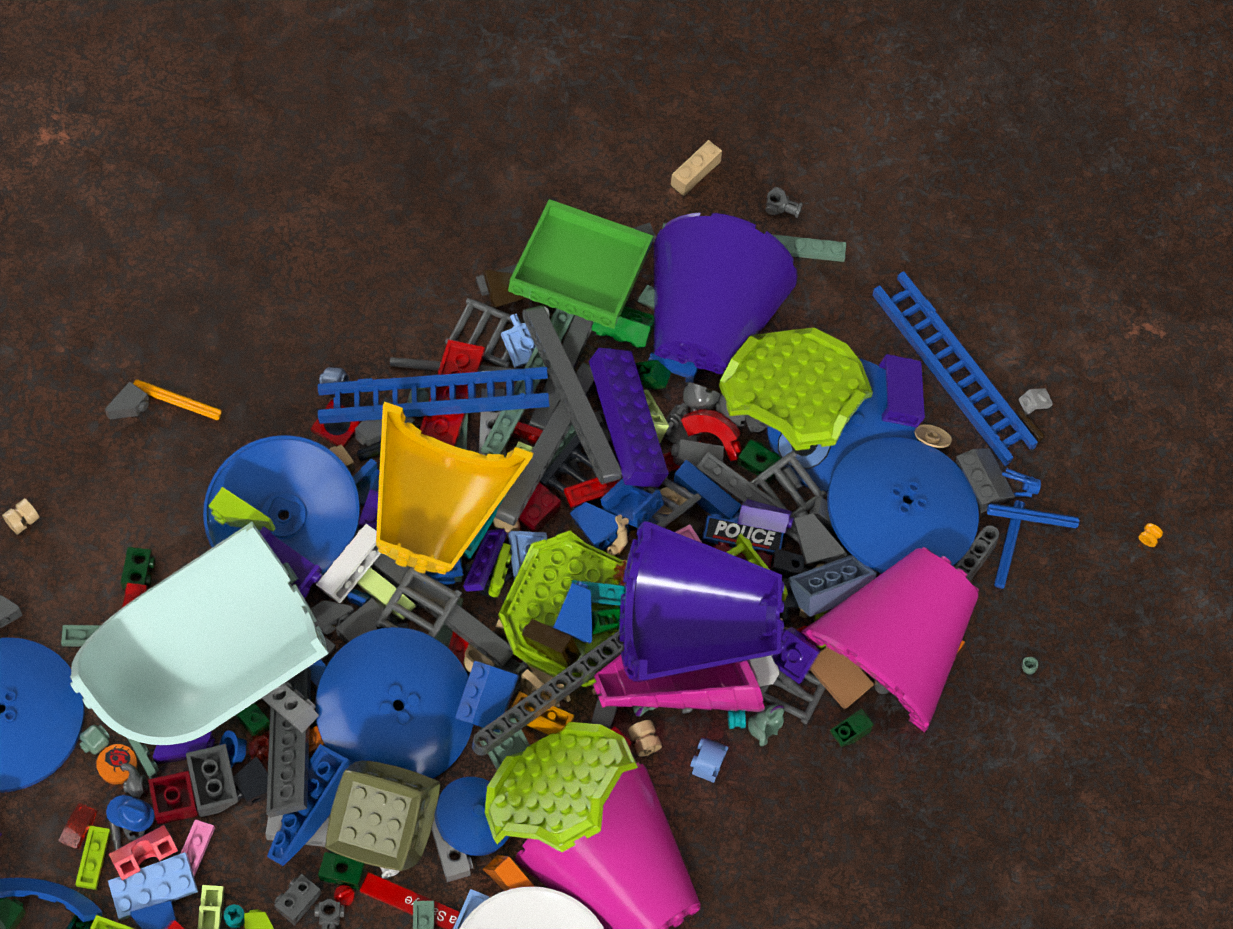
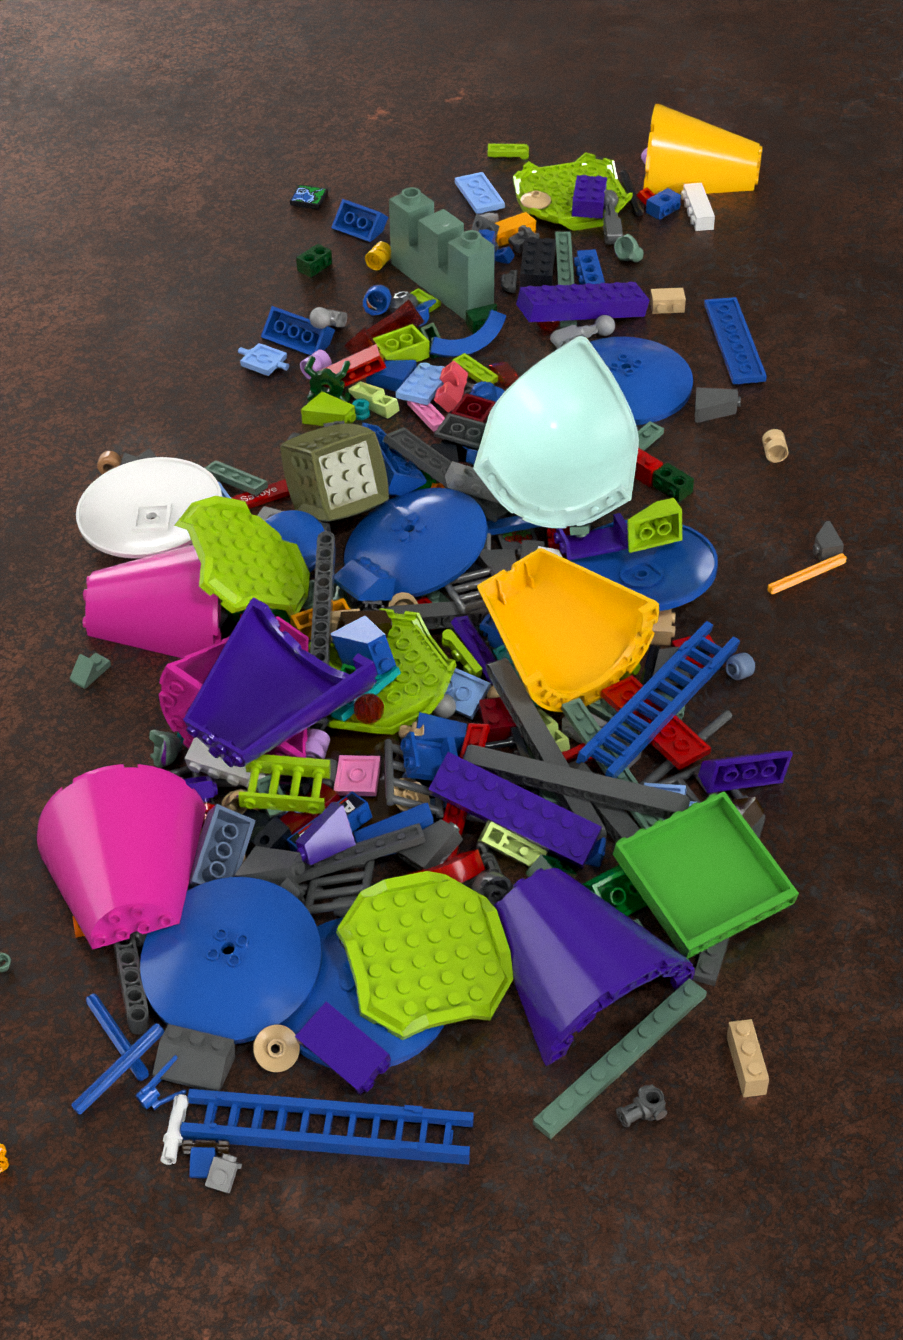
camera: 135 degrees right, 20 degrees down
(450, 305) = (744, 771): none -> dark purple slope
(736, 861) = (88, 669): none -> sand green slope
(1041, 418) = (201, 1161): none -> blue slope
(1042, 447) = (173, 1138): none -> white pin

